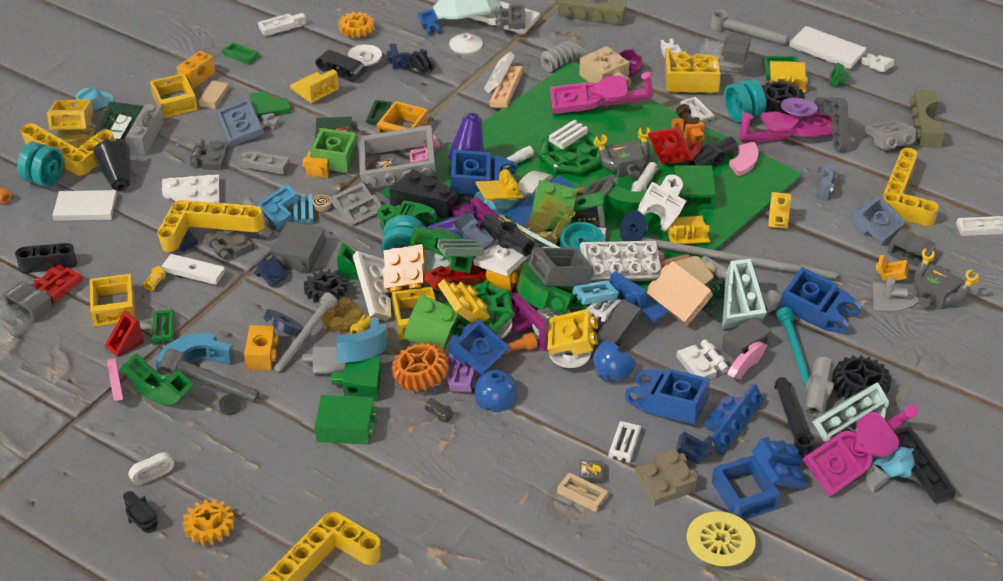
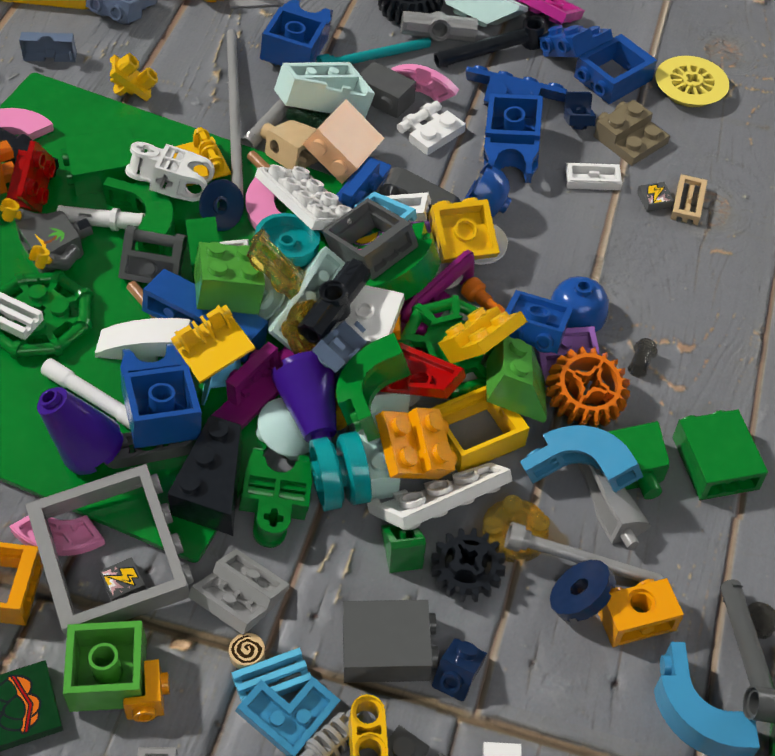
camera: 110 degrees left, 10 degrees up
(361, 326) = (532, 491): yellow pin -> none
(459, 247) = (371, 341): sand green tile -> none

